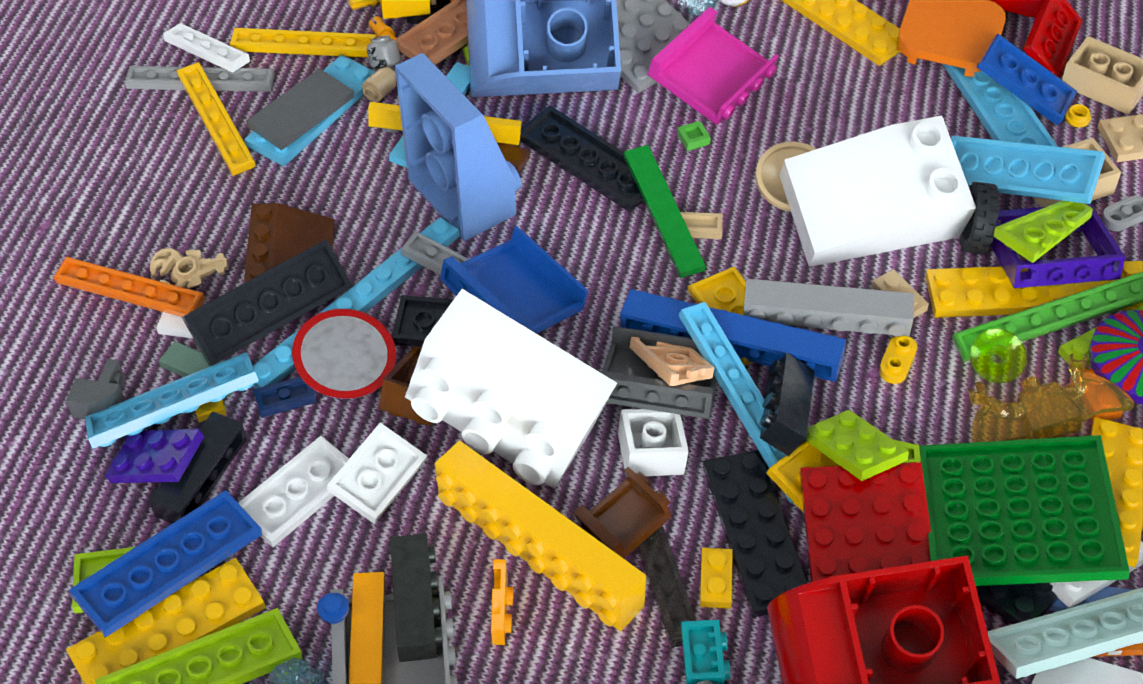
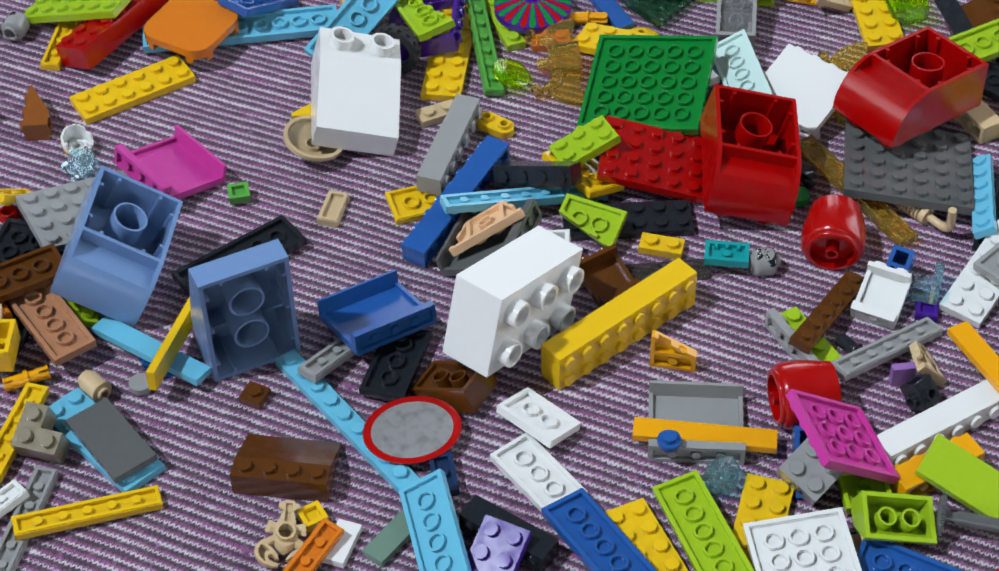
camera: 80 degrees left, 5 degrees down
(216, 287) = (311, 515): none -> yellow plate
(267, 302) = (351, 469): black plate -> none
(300, 54) = (35, 435): none -> dark tan brick
(383, 52) = (59, 375): light grey head -> none
(389, 213) = (254, 395): none -> reddish brown plate
(413, 597) = (660, 399): pearl dark grey brick -> none
(664, 211) = (319, 218): green tile -> none
(728, 483) = (593, 218): none -> lime wing

